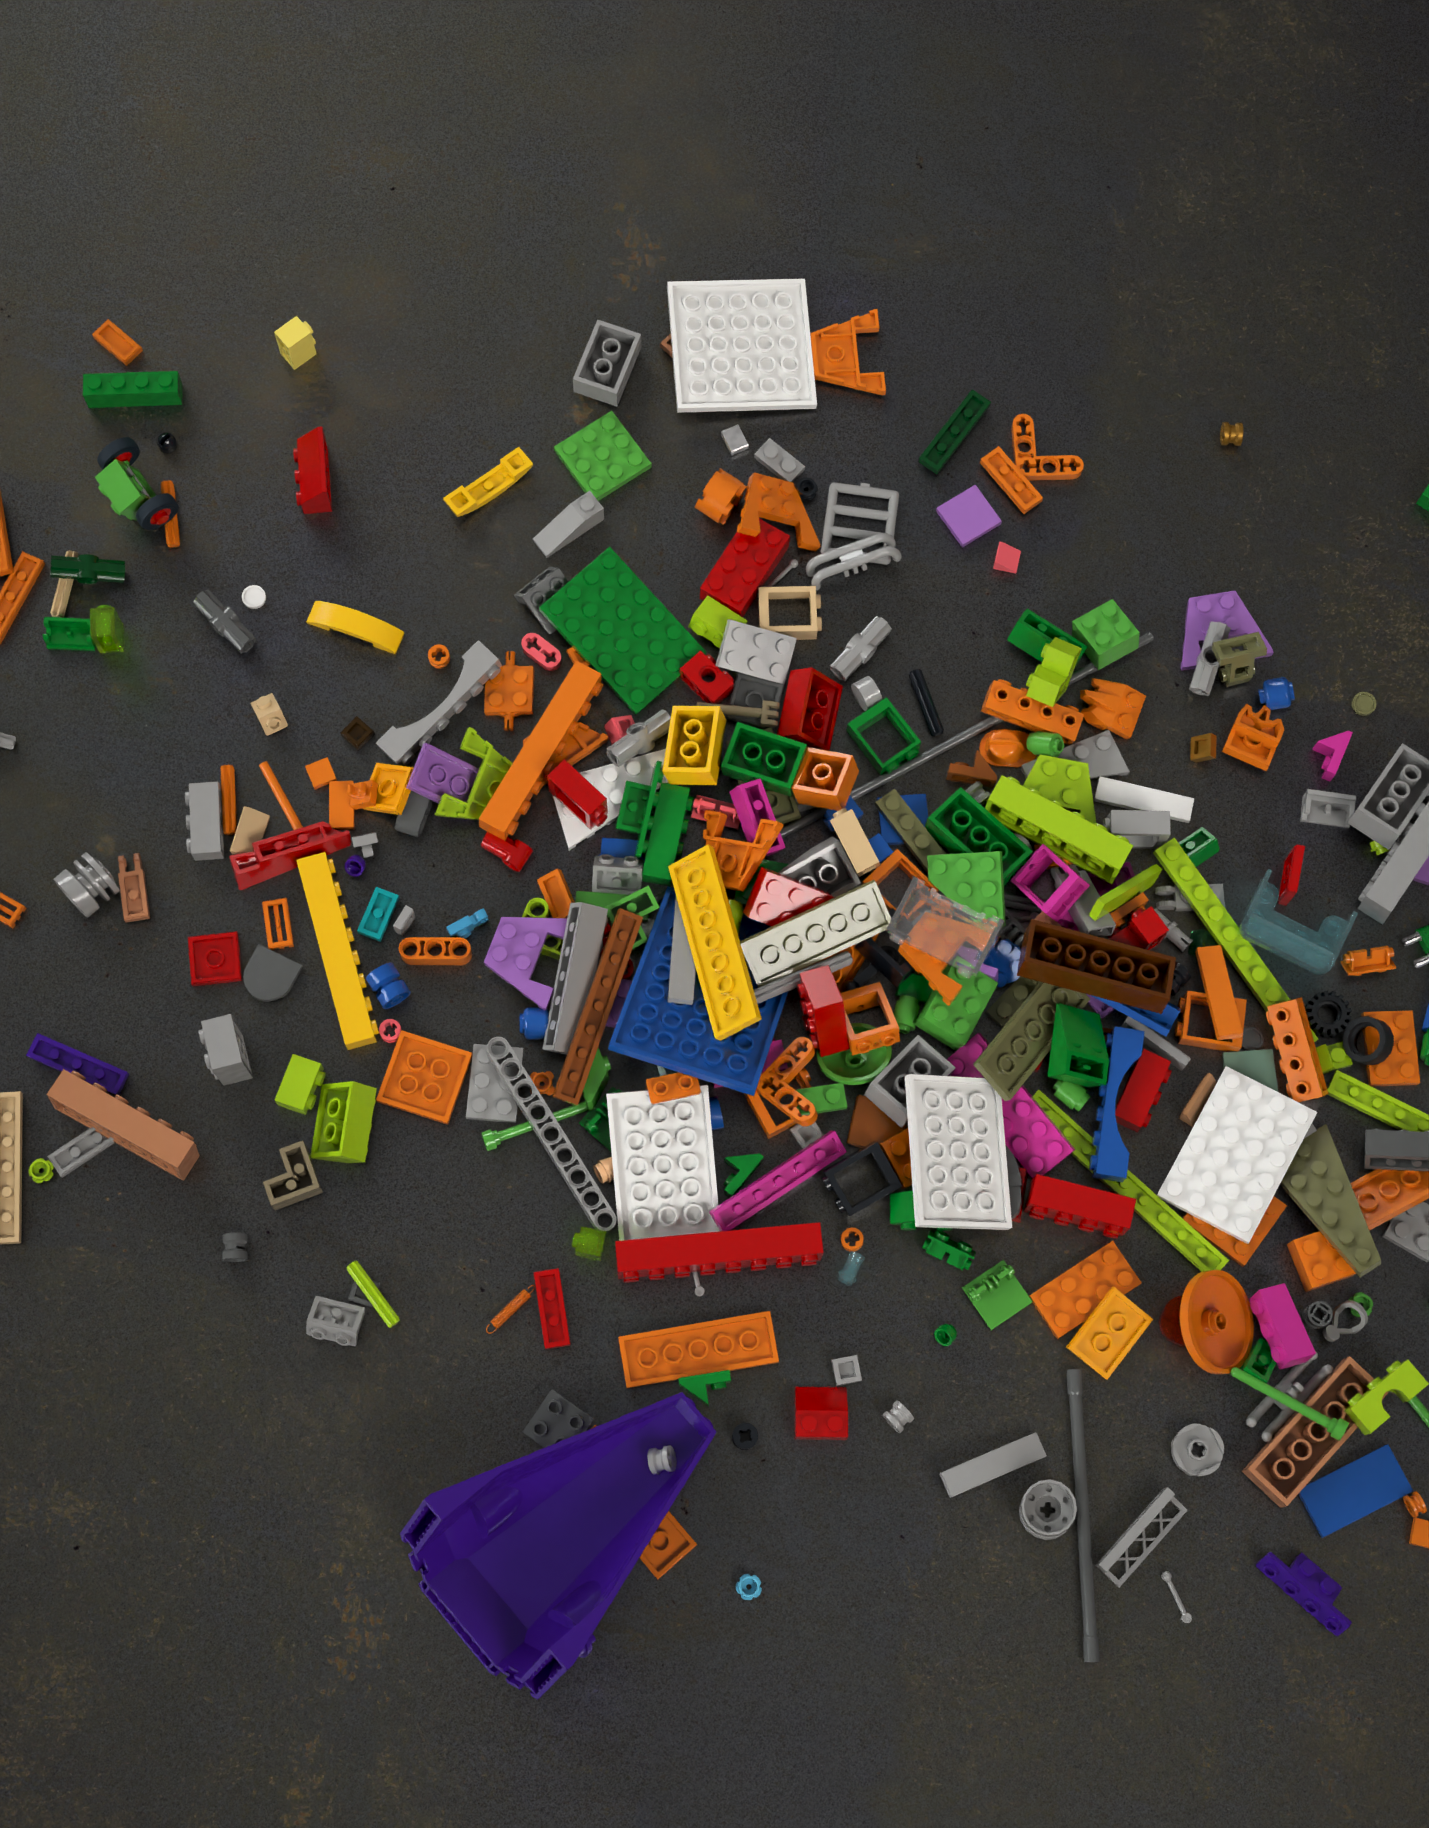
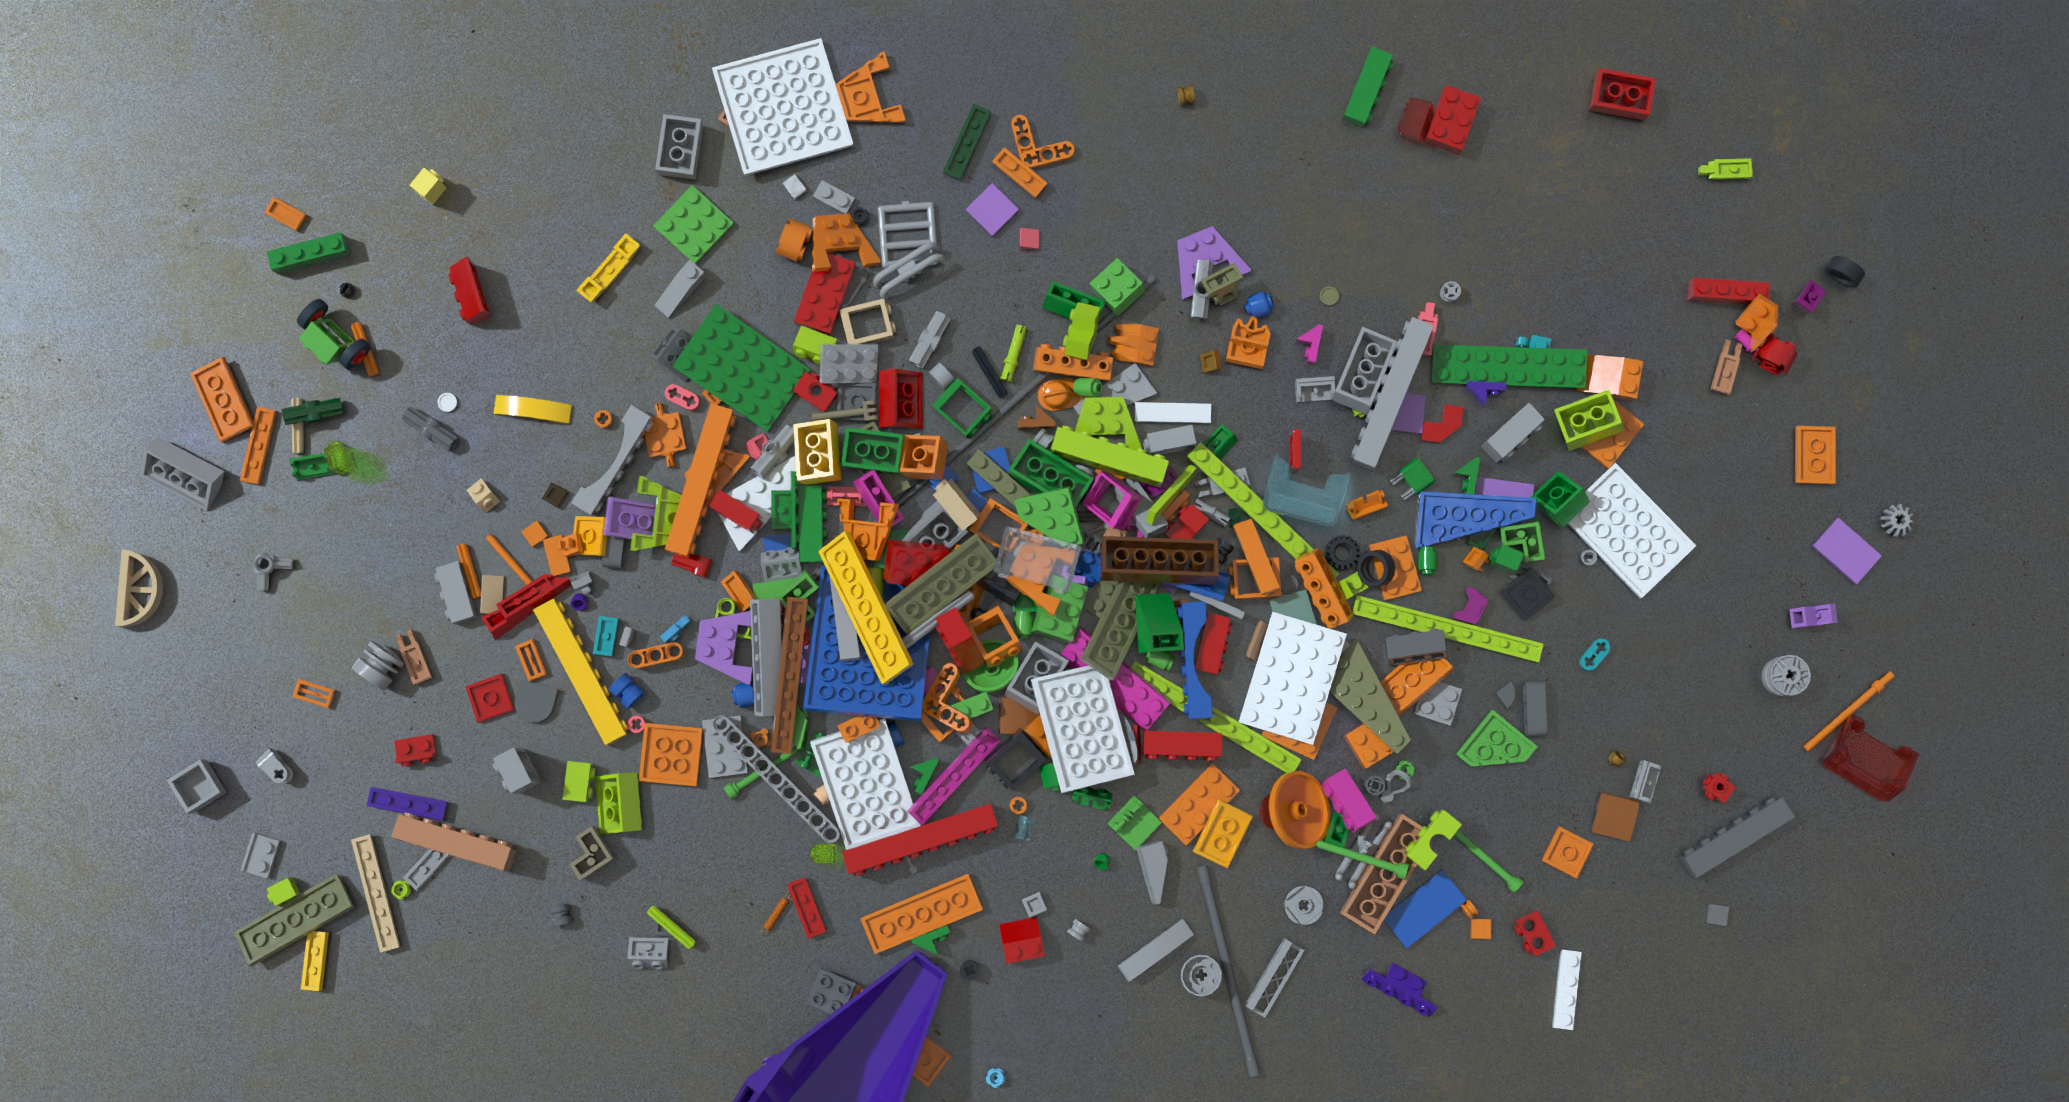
camera: 10 degrees left, 10 degrees up
(105, 1000) = (415, 749): none -> red bracket
(661, 1459) = (912, 1002): light grey wheel -> none
(956, 695) = (1013, 354): none -> lime pin
(1012, 1353) = (1153, 864): none -> light grey slope
(1185, 1617) = (1317, 1027): light grey hinge -> none

